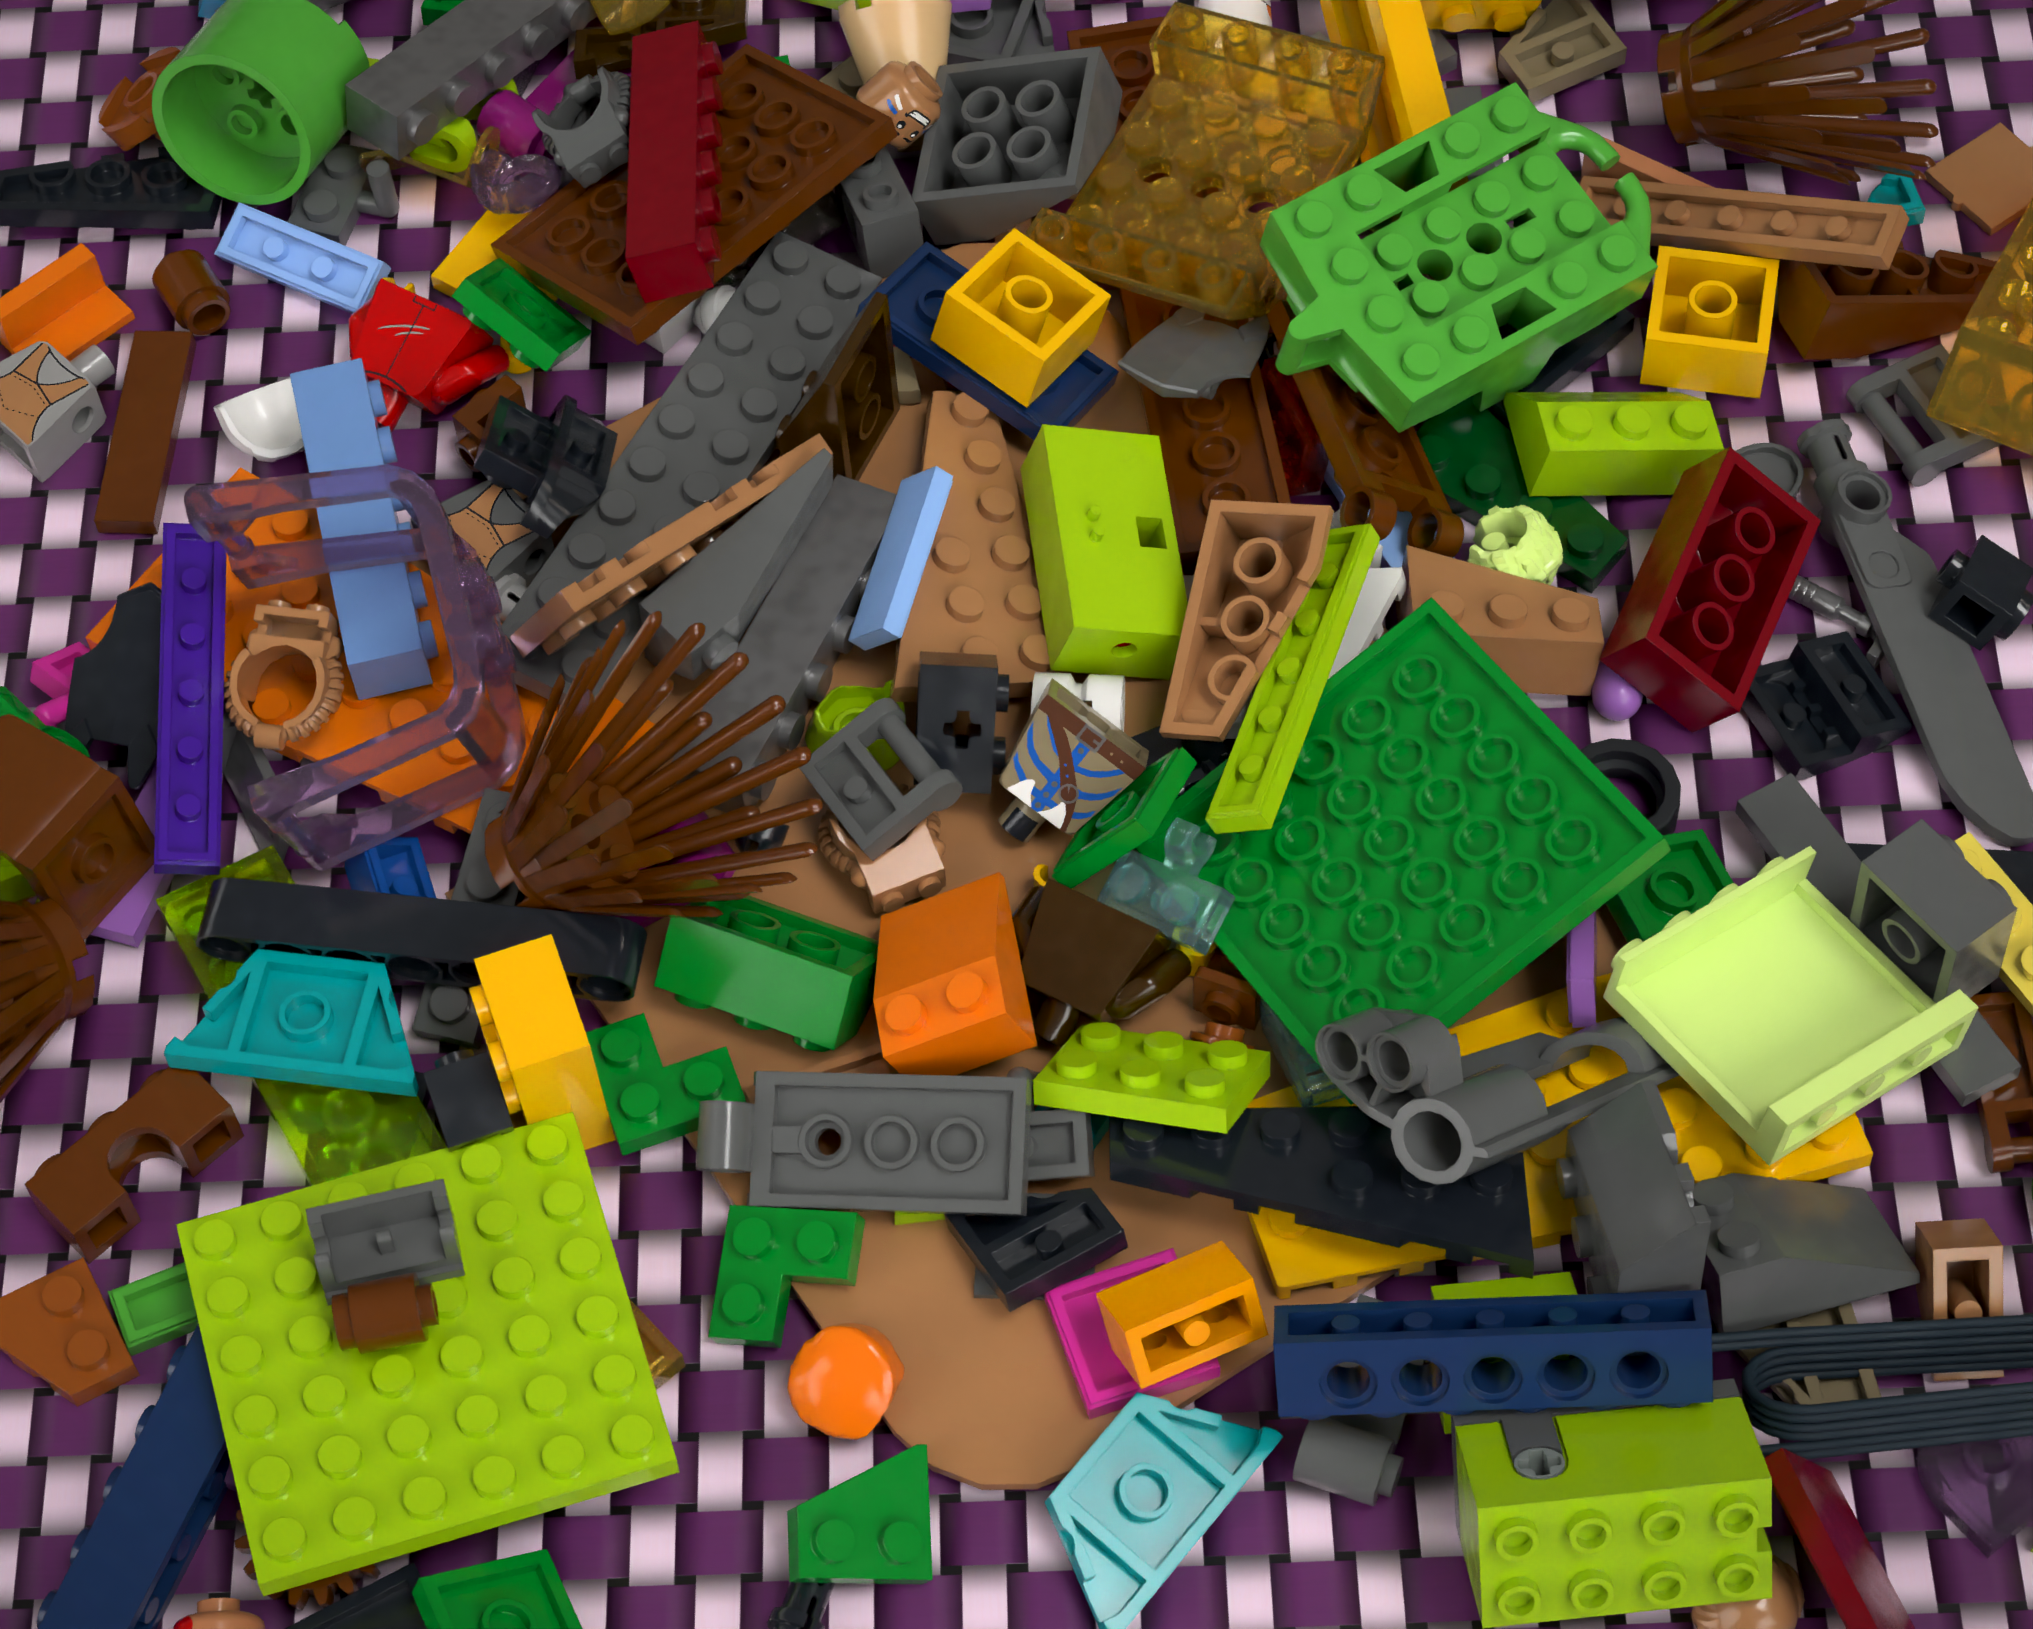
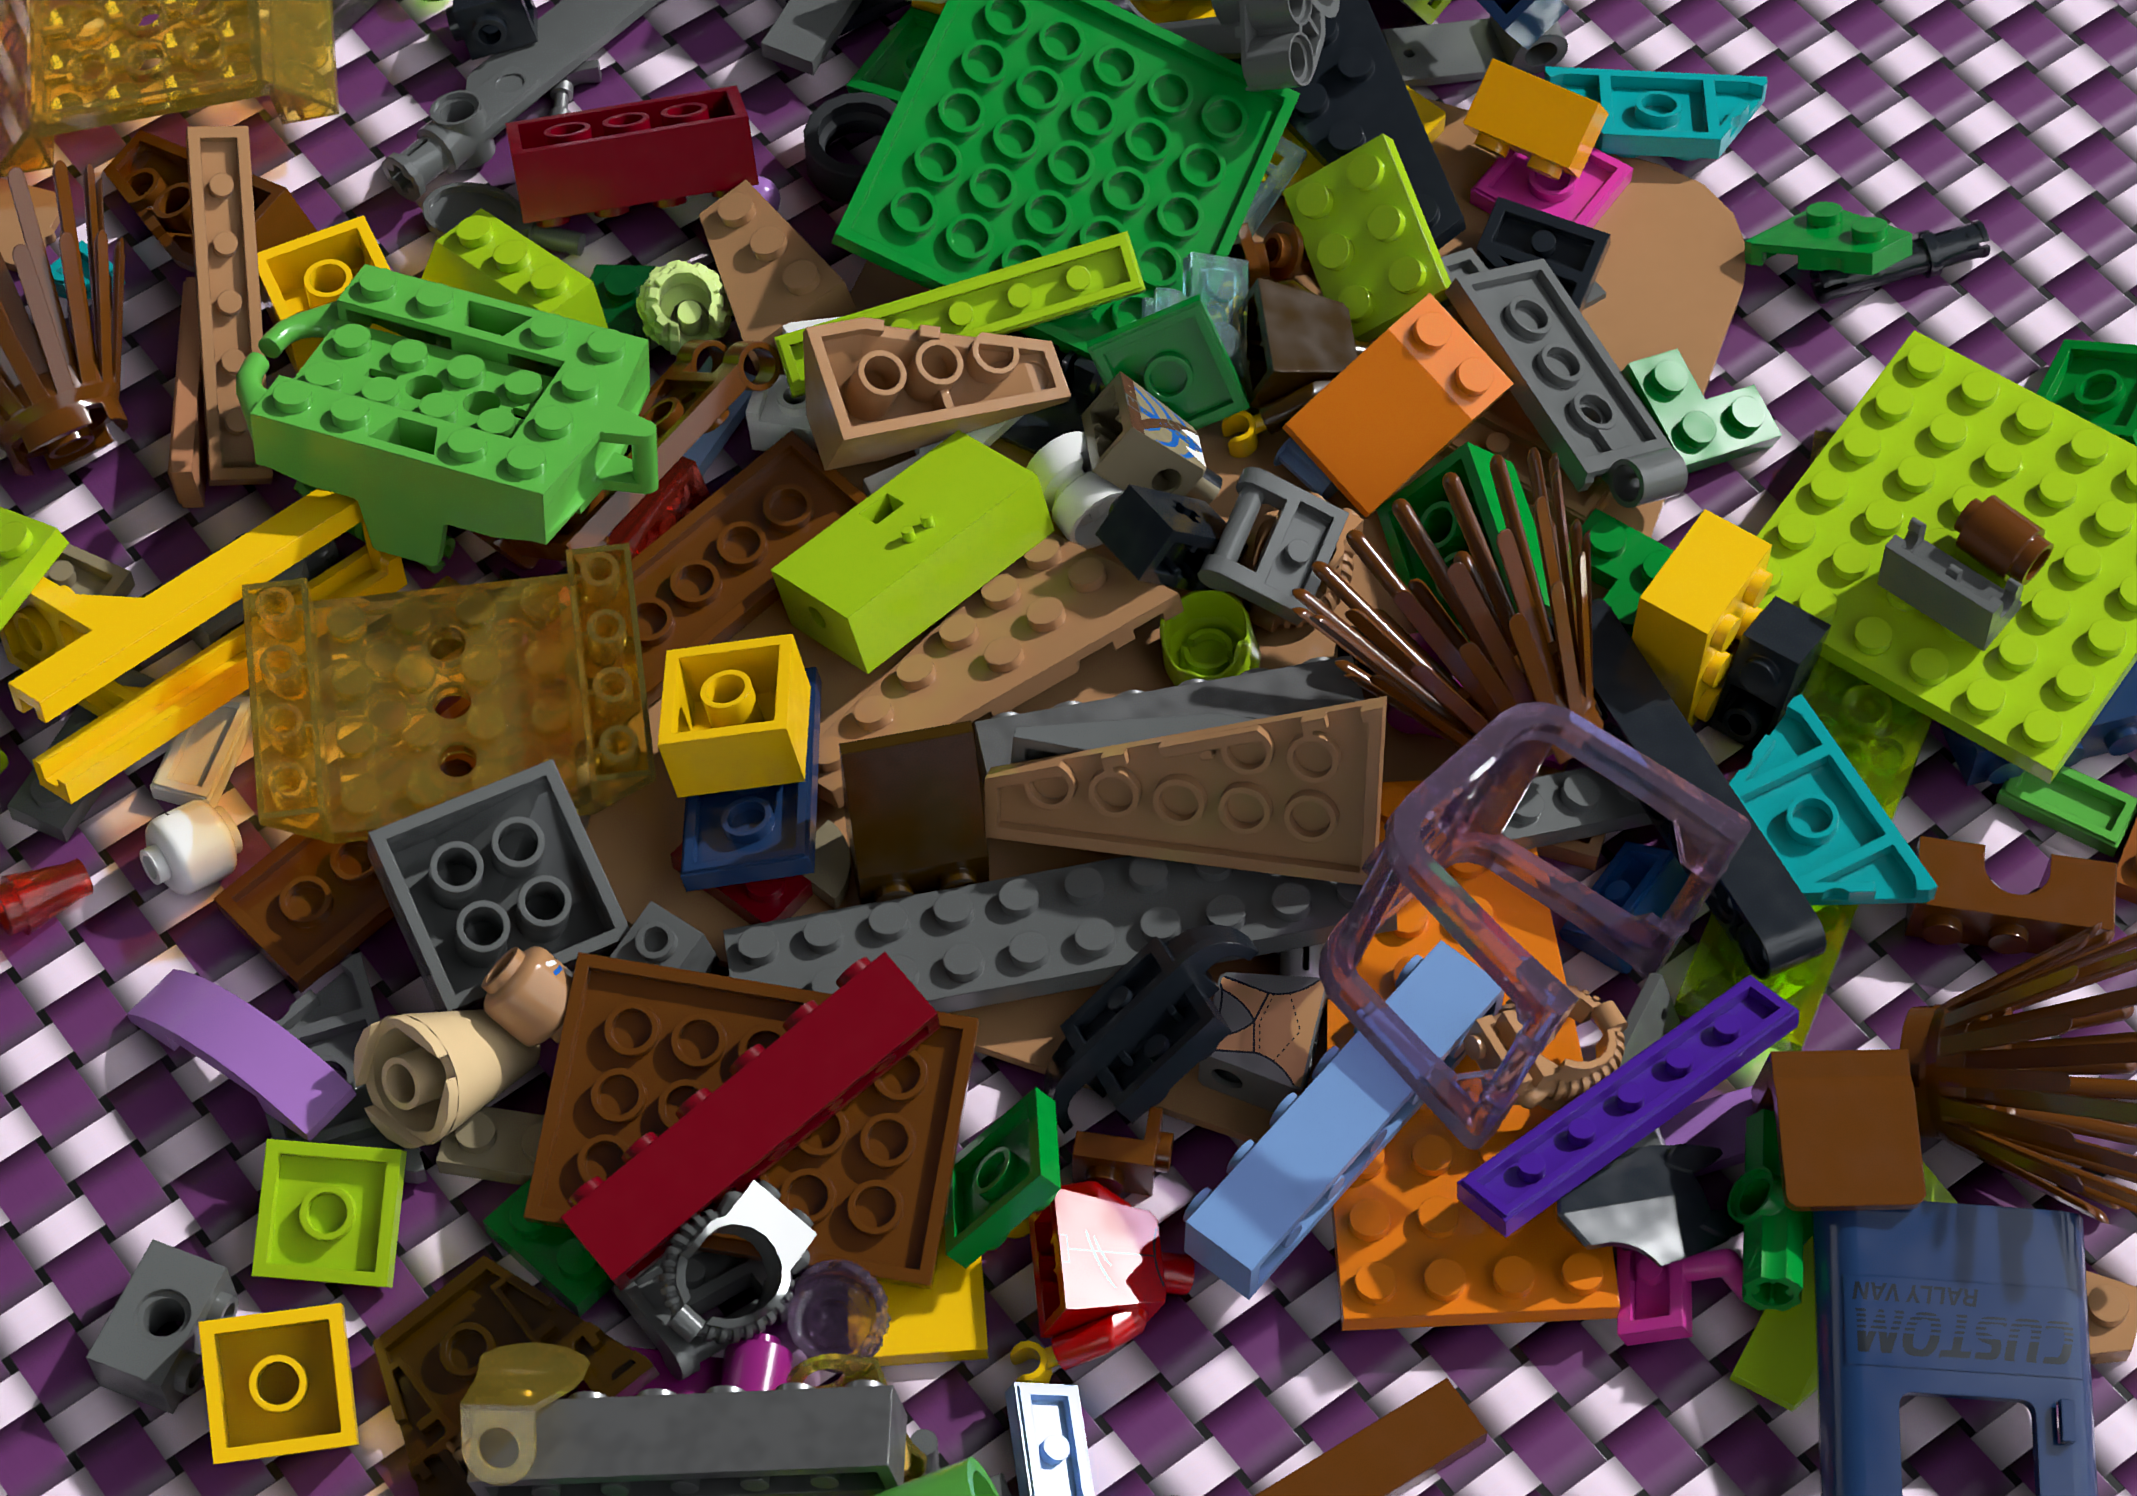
camera: 130 degrees left, 0 degrees up
(263, 422) = (1258, 1353): white helmet -> none
(845, 1380) = (1739, 319): orange hair -> none
(901, 558) = (1045, 672): light blue tile -> none
(1195, 354) = (687, 579): dark grey shield -> none
(1823, 706) = (662, 62): black slope -> none
(1915, 384) = (291, 149): dark grey plate -> none

